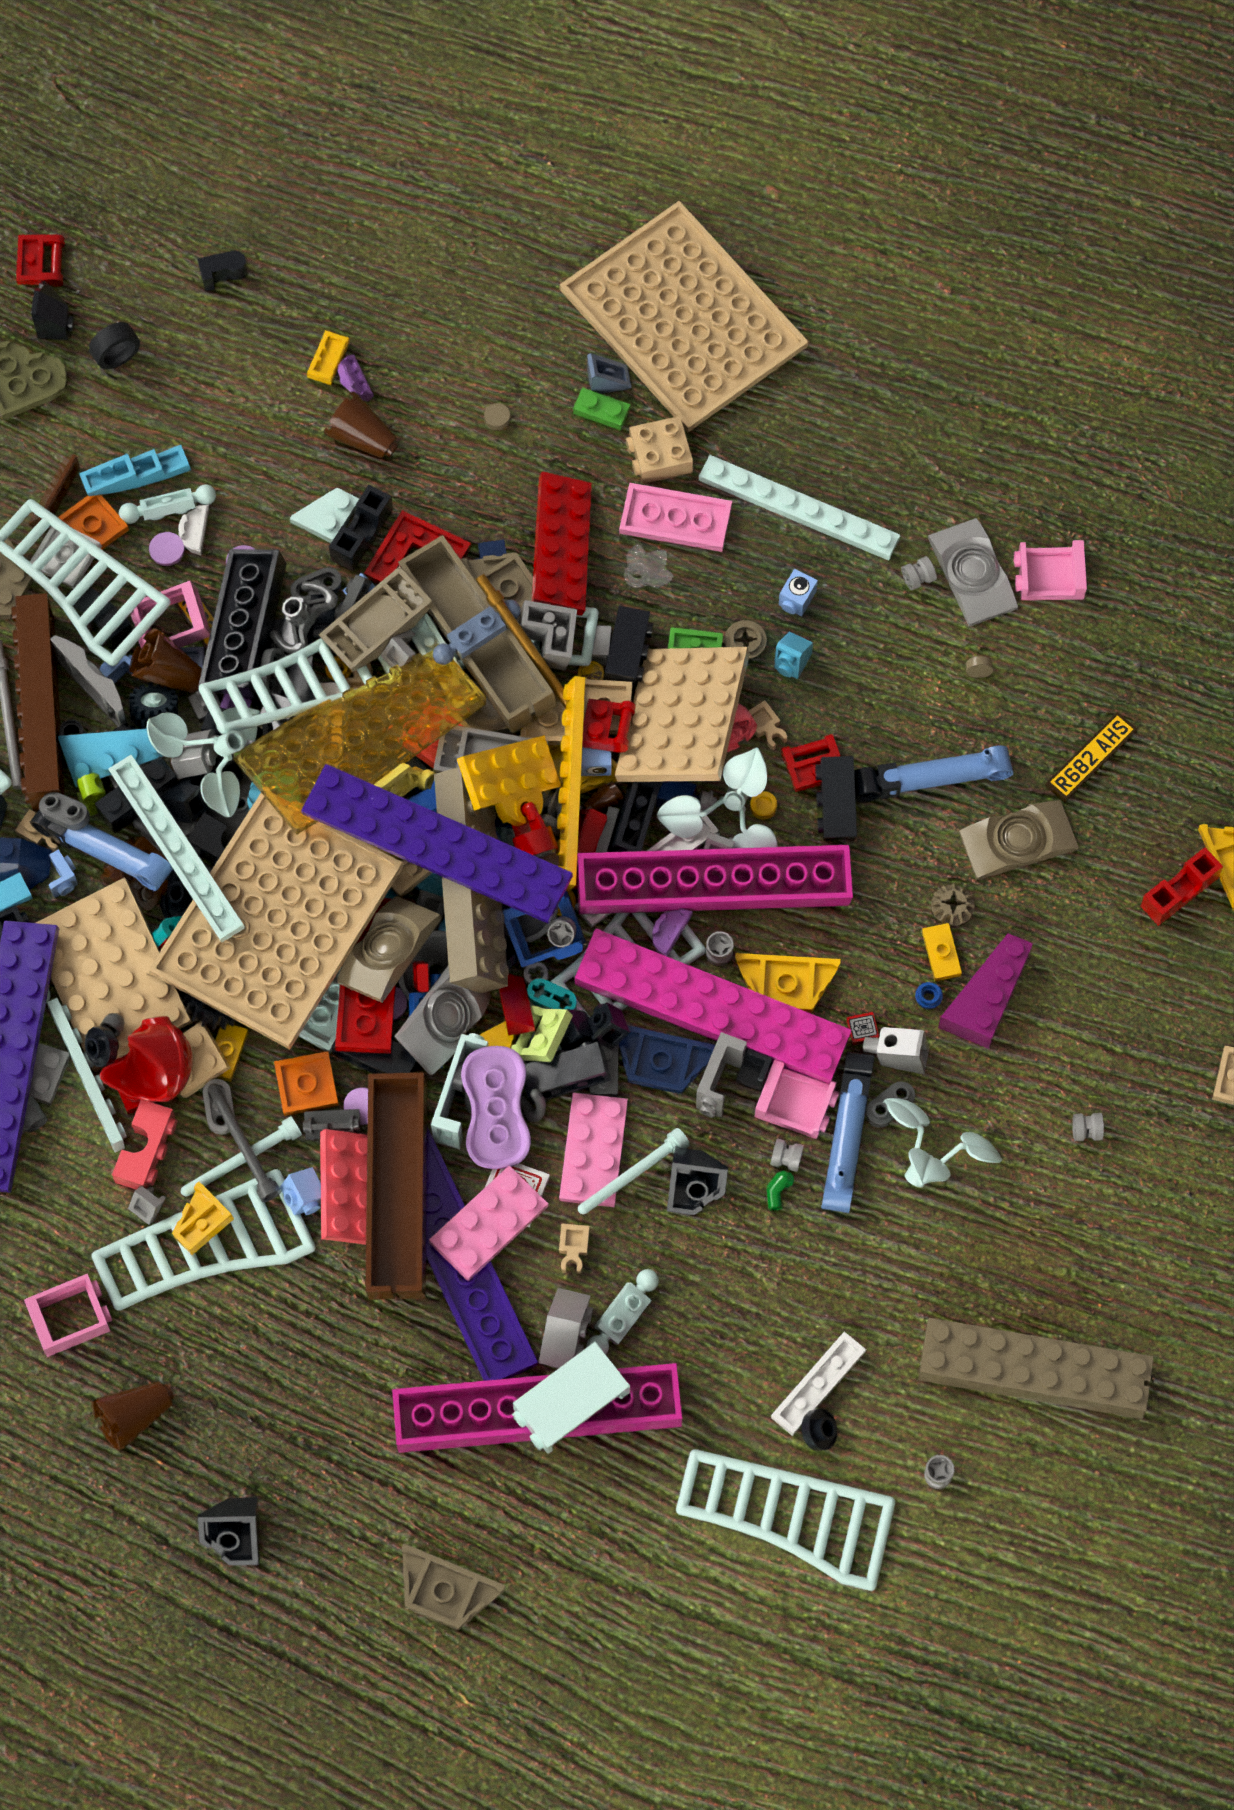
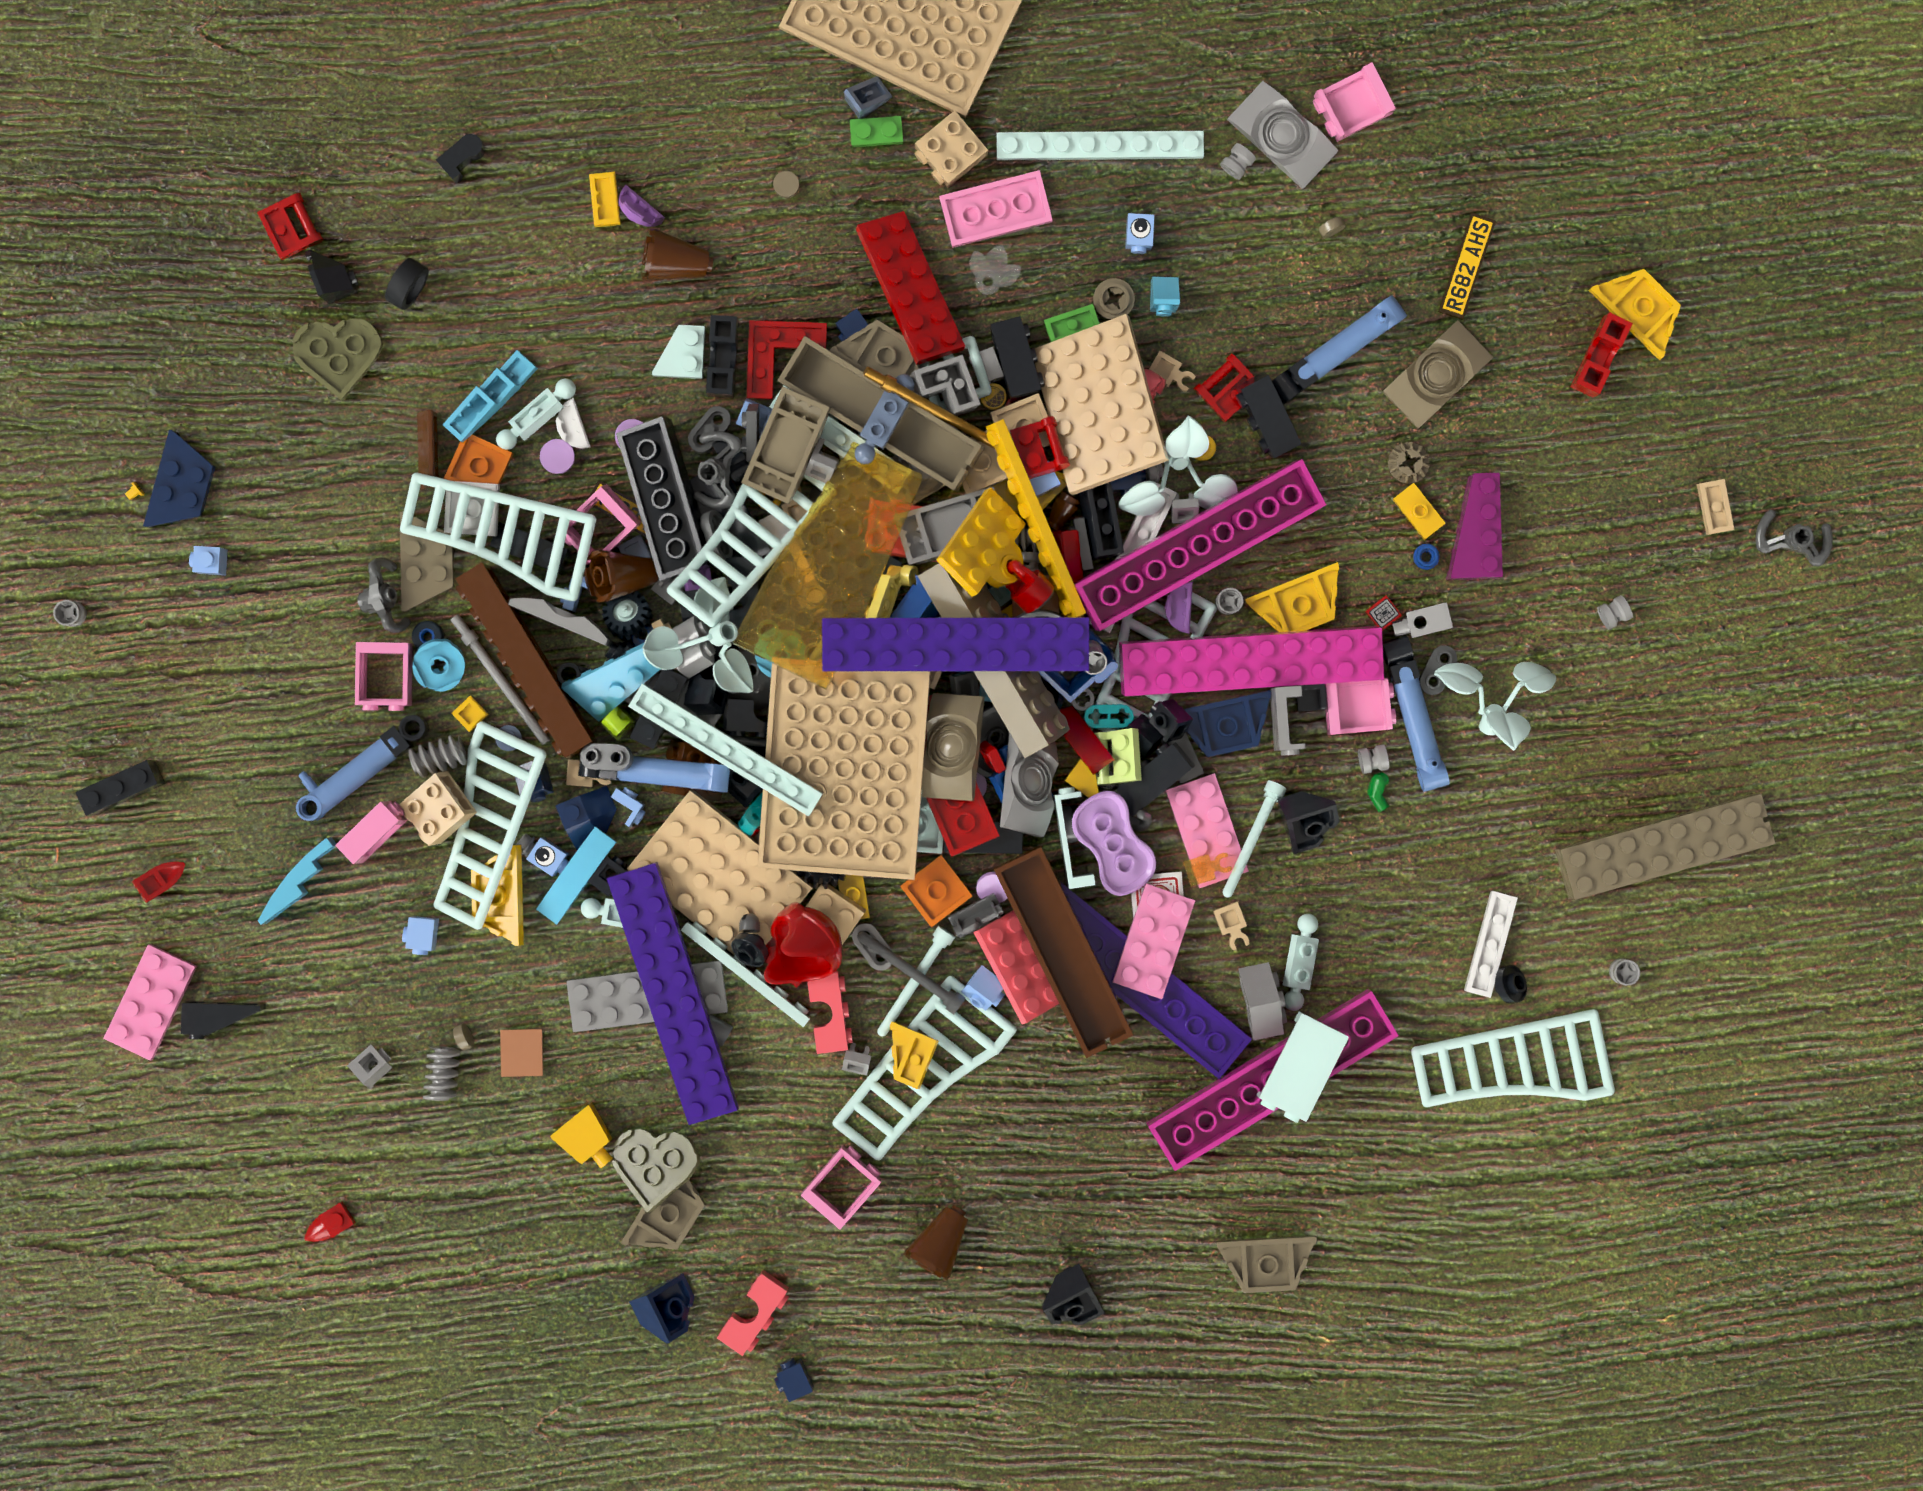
camera: 25 degrees left, 20 degrees up
(569, 1174) = (1202, 869): none -> clear yellow plate

